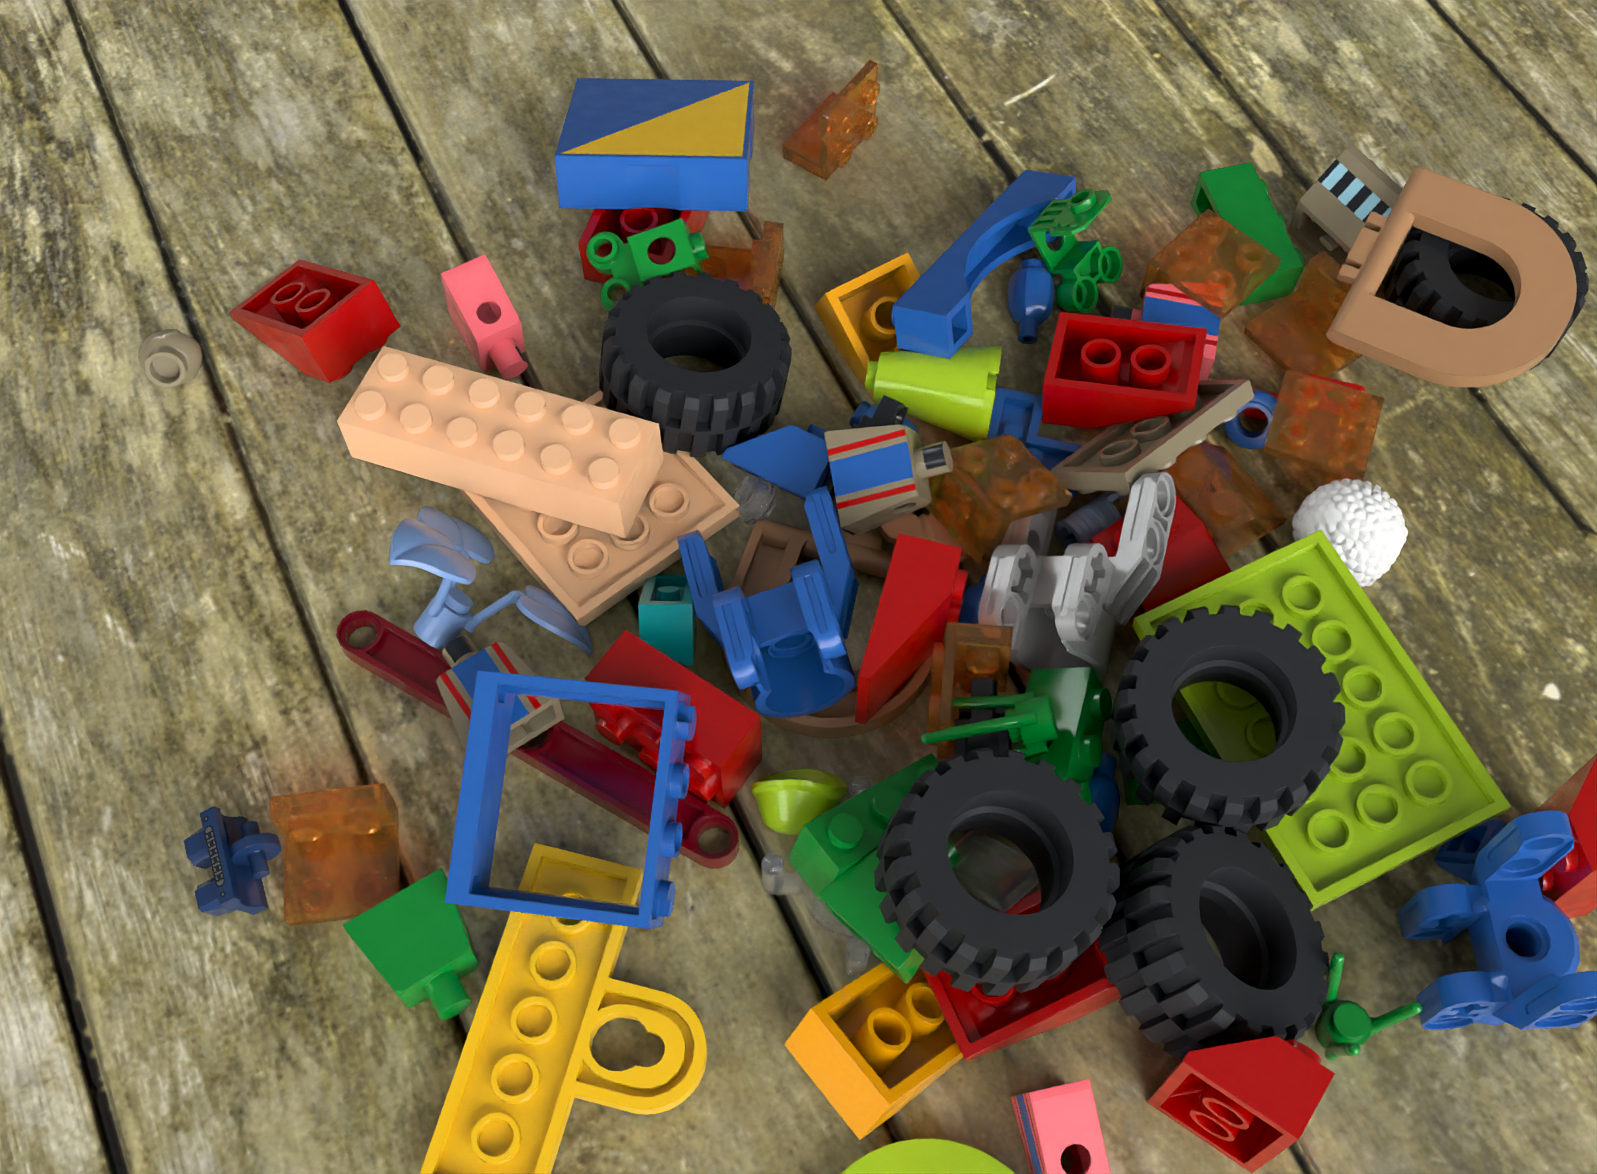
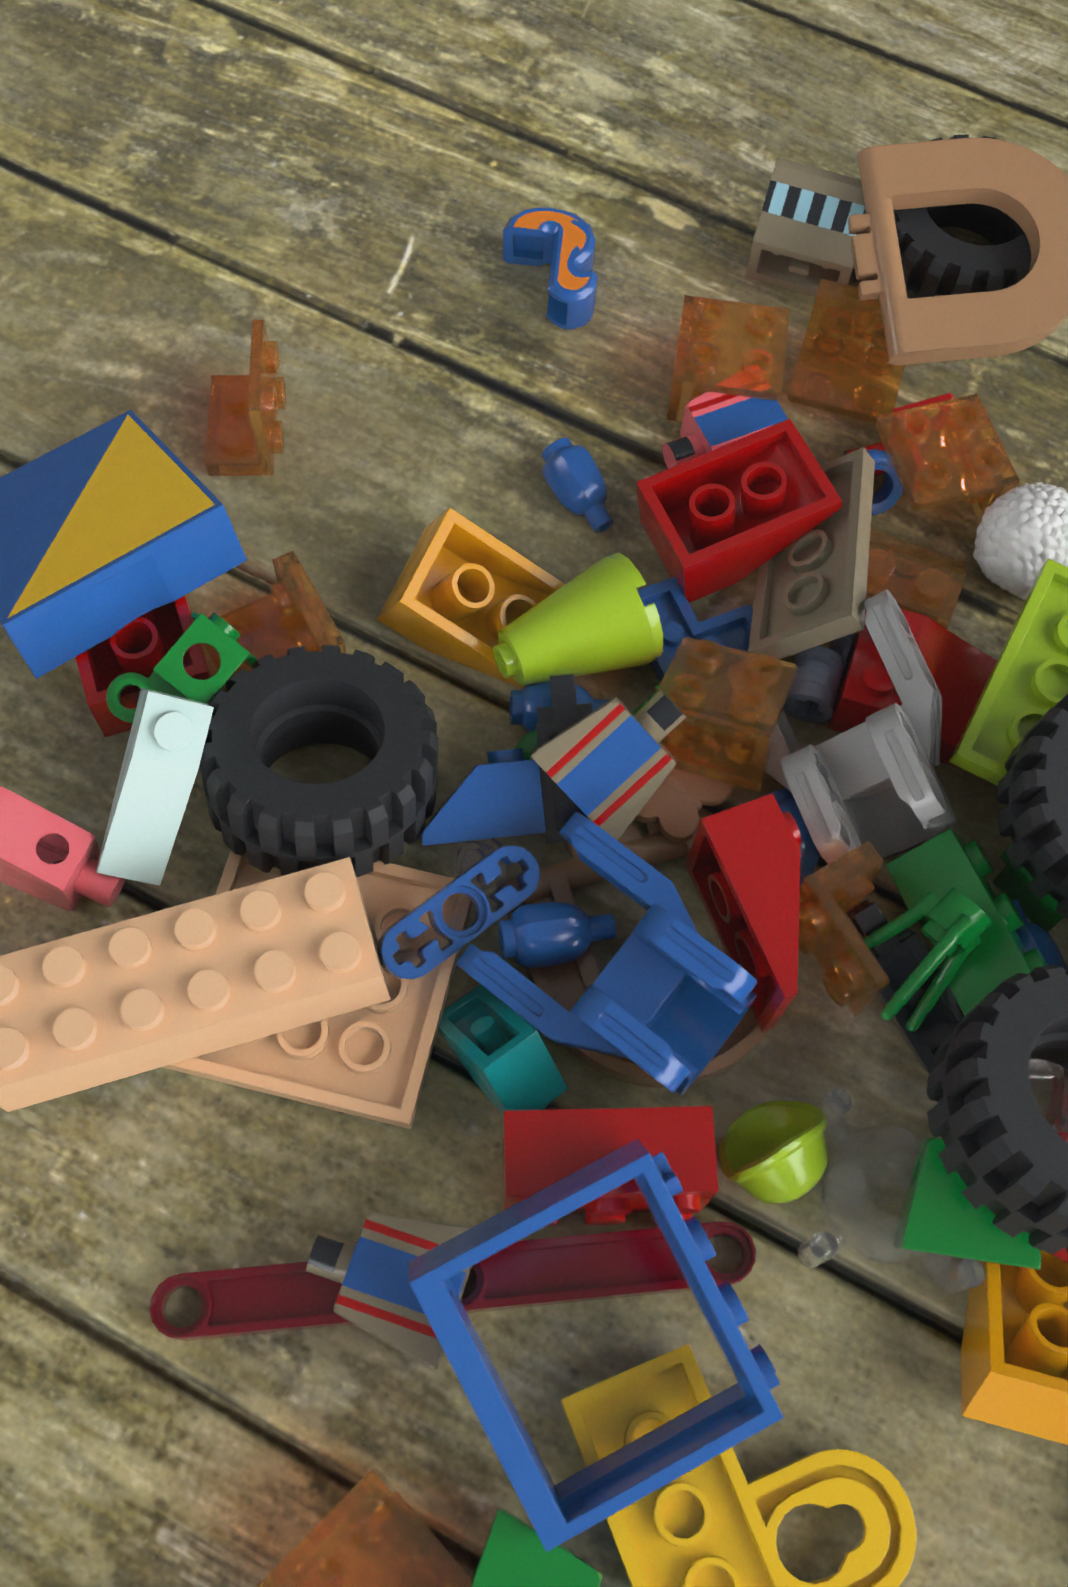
camera: 40 degrees left, 5 degrees up
(443, 548) = (260, 1193): medium blue plant -> none
(574, 308) = (153, 785): none -> light aqua slope
(671, 523) = (505, 897): none -> blue beam
(754, 560) = (551, 933): none -> blue plant
(852, 829) = (882, 1156): green arch -> none
(936, 309) = (532, 542): blue arch -> none
(1079, 262) = (598, 404): green piece -> none
(1151, 141) = (569, 246): none -> blue animal
(1245, 203) = (697, 268): green brick -> none

